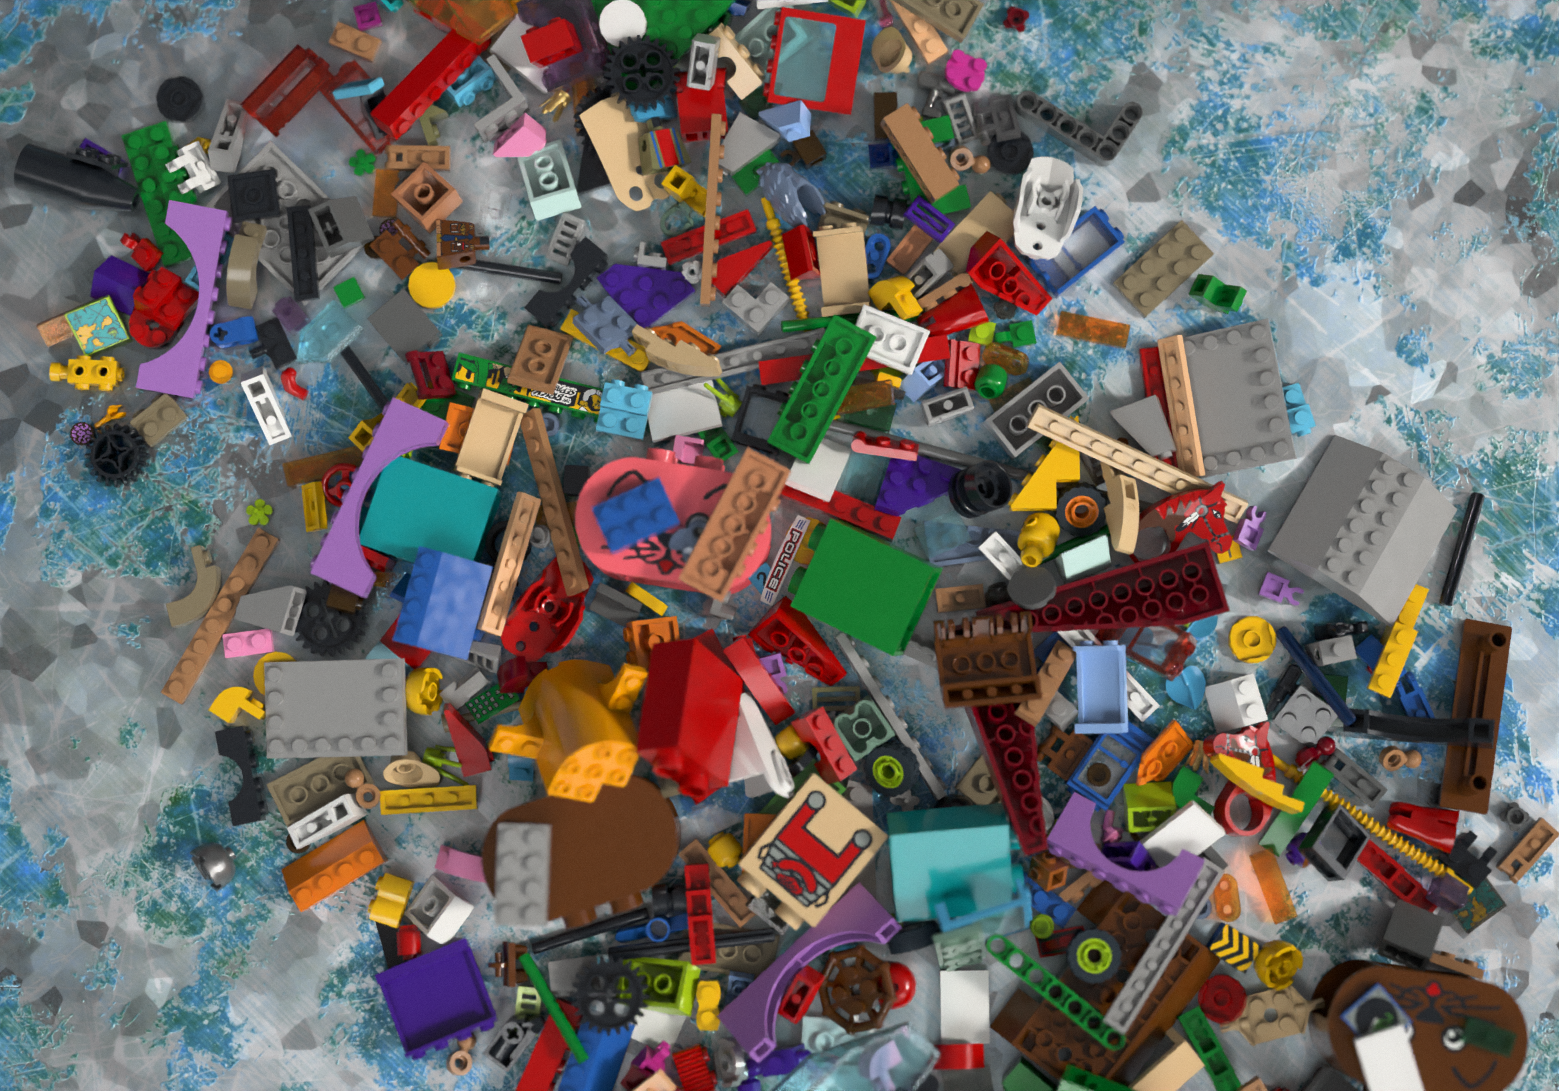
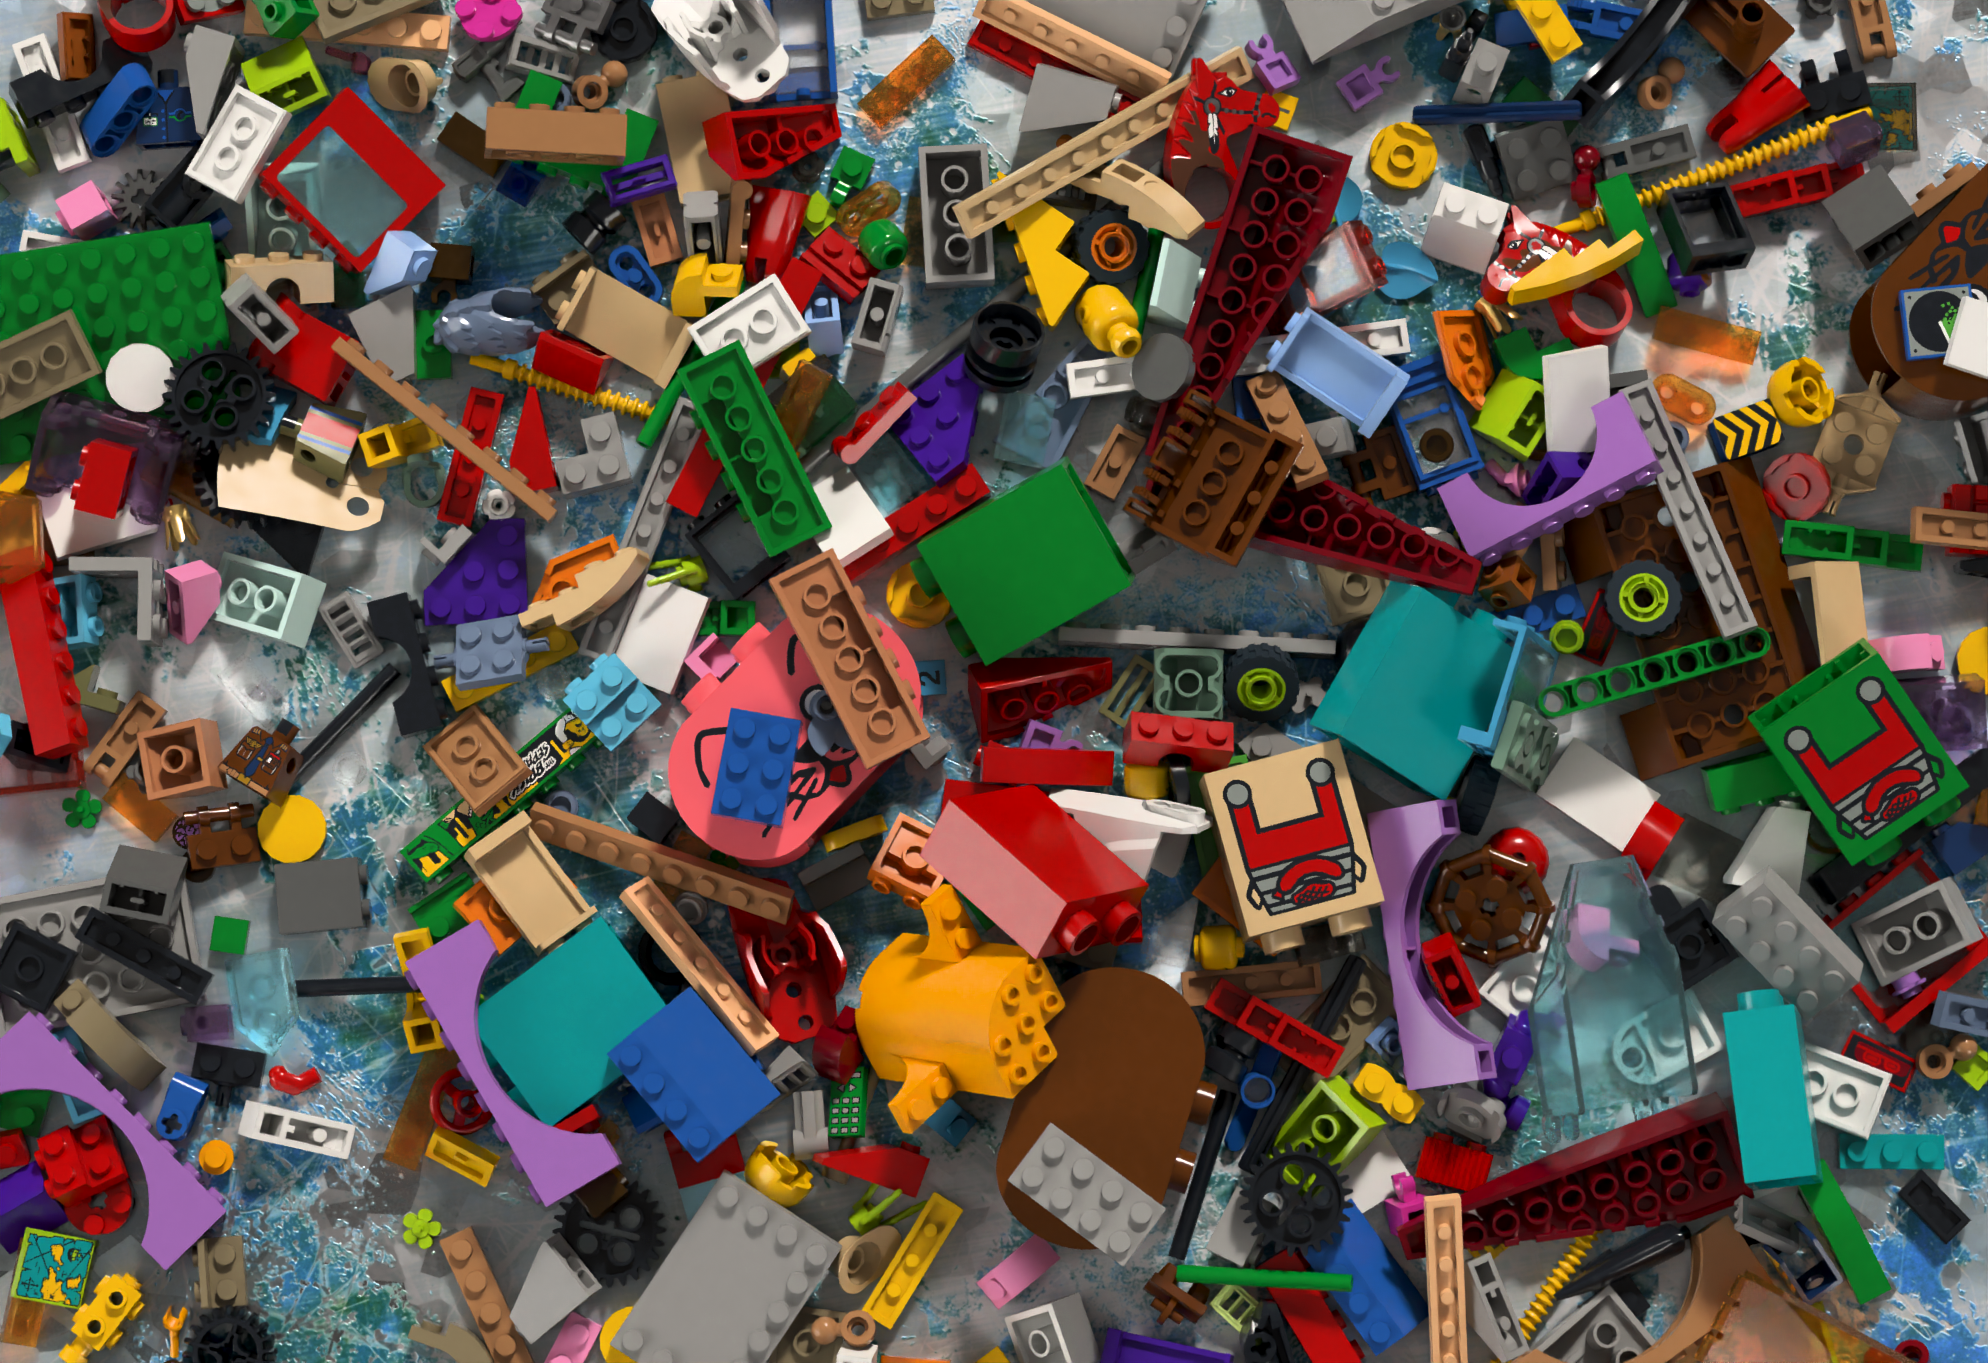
camera: 55 degrees left, 0 degrees up
(436, 374) = (403, 903): dark red plate -> none
(784, 559) = (923, 637): sticker -> none
(1350, 612) = (1451, 20): none -> dark grey piece

